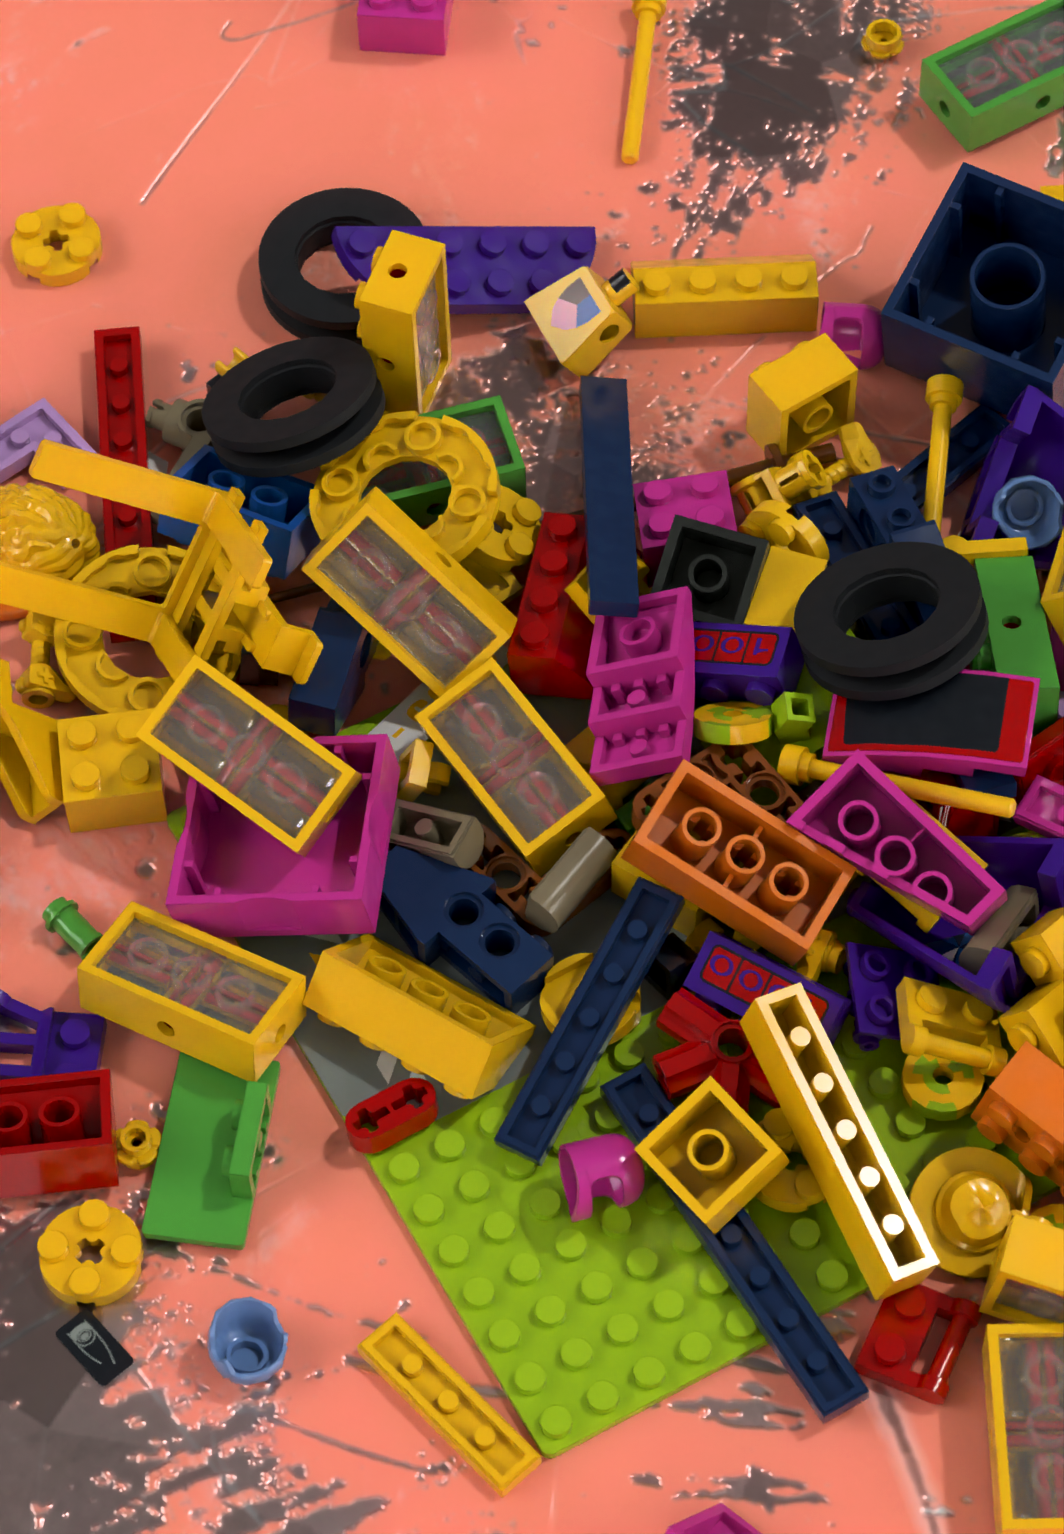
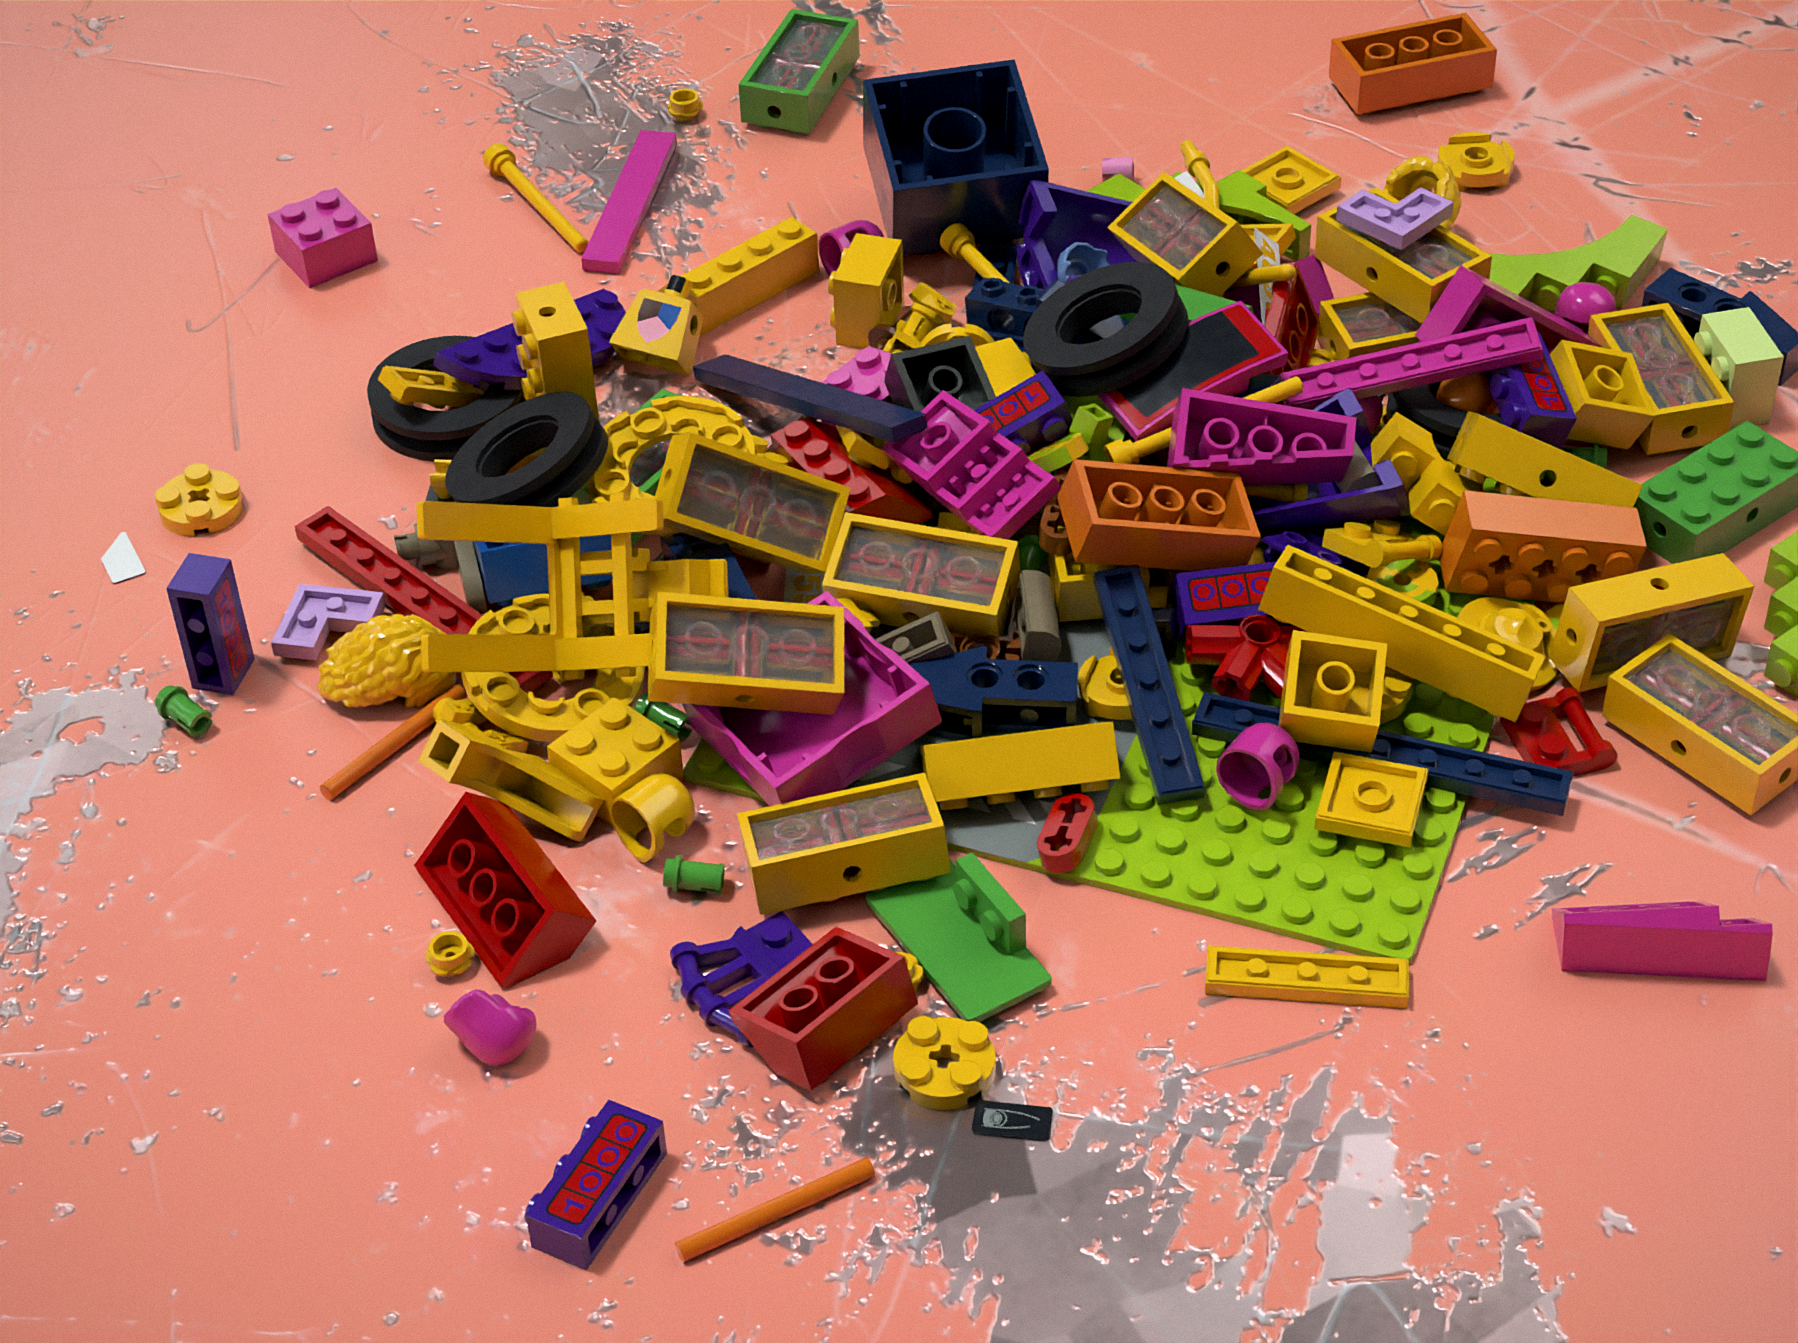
camera: 40 degrees left, 15 degrees down
(92, 840) = (653, 802): none -> yellow helmet
(247, 1341) = (1130, 1030): medium blue hair -> none
(307, 251) = (427, 387): none -> yellow hinge
(665, 1281) = (1371, 799): none -> yellow plate
(722, 130) = (629, 202): none -> dark pink tile

